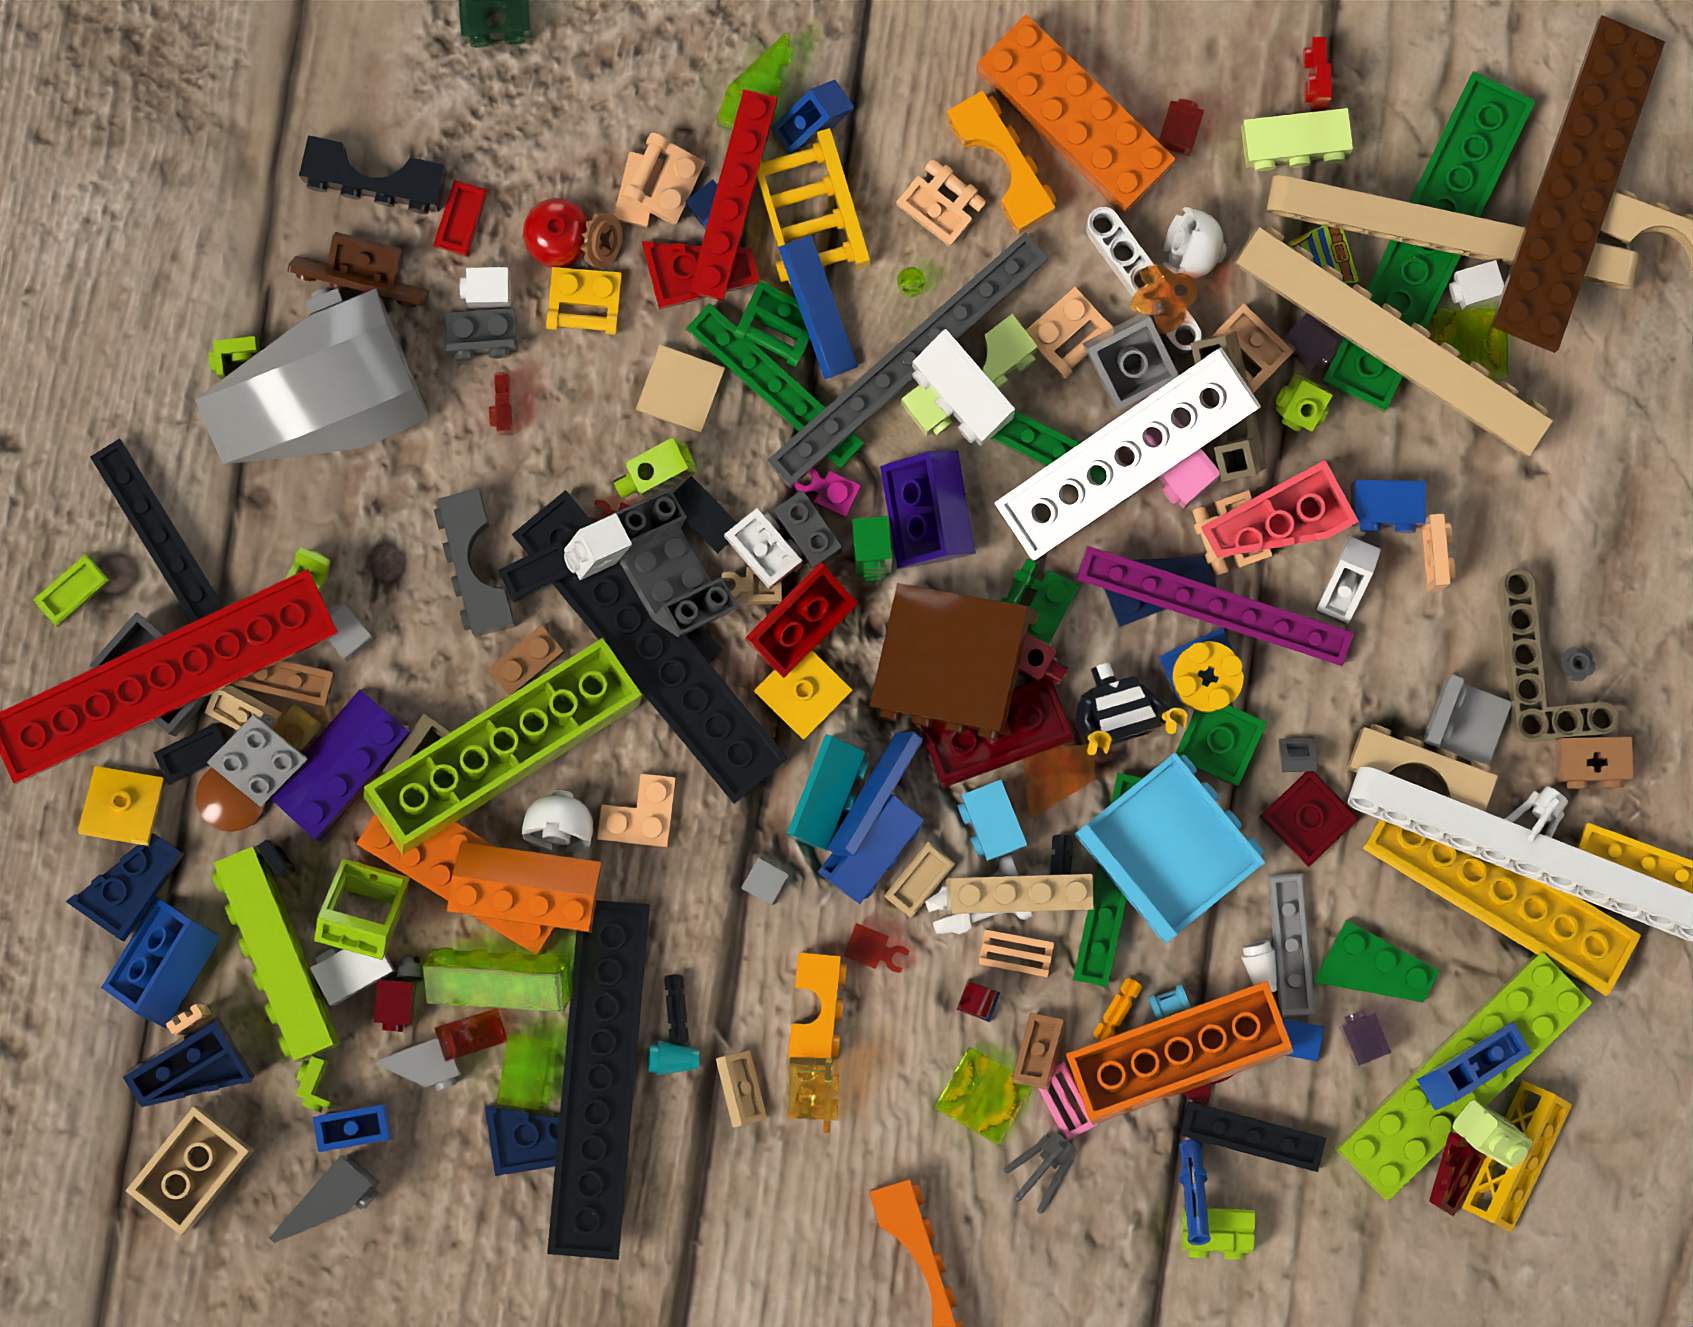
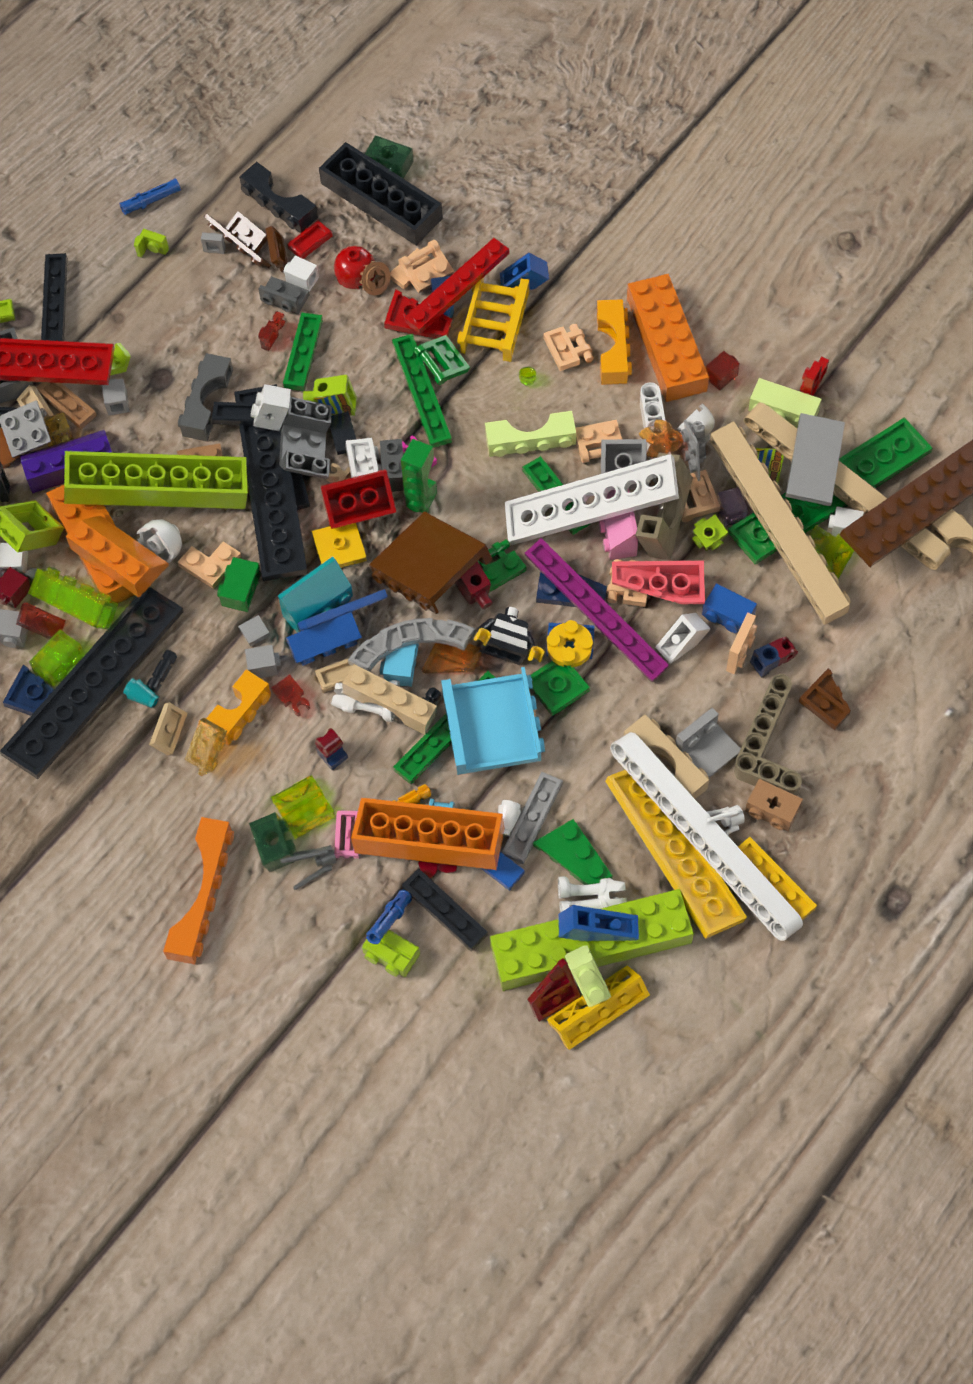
camera: 30 degrees right, 20 degrees down
(170, 285) = (143, 199): none -> blue pin
(317, 388) = (181, 273): light grey windscreen -> none
(426, 264) = (276, 248): none -> reddish brown tile
(524, 90) = (381, 193): none -> black brick
(567, 413) = (302, 351): none -> green plate
(585, 289) = (350, 300): yellow plate -> none
(680, 389) = (370, 369): tan tile -> none
(704, 826) = (239, 584): none -> green brick
(758, 77) = (516, 242): clear neon green slope -> none
(808, 923) = (262, 661): none -> light grey brick
(817, 306) = (468, 360): blue tile -> none
(896, 369) = (500, 408): dark grey plate -> none
(927, 509) = (466, 487): dark purple slope -> none
(962, 389) = (519, 426): white slope -> none
(987, 1189) = (264, 831): none -> clear green brick
(989, 785) = (410, 633): none -> light grey tile
(1035, 723) = (402, 610): dark red tile -> none
(1039, 1051) = (348, 795): medium nougat plate -> none
(1046, 958) = (356, 728): light nougat tile -> none
(1215, 286) = (694, 449): none -> light grey hinge
(1297, 754) = (597, 714): dark grey plate -> none
(1309, 817) = (585, 753): dark red tile -> none
(1364, 1037) = (544, 888): clear purple brick -> none
(1399, 226) = (815, 459): none -> light grey tile
(1453, 1008) = (601, 889): none -> white piece
(1483, 541) = (773, 655): none -> dark blue leg
(1570, 669) = (793, 755): dark grey plate -> none
(1584, 569) = (826, 701): none -> reddish brown wing

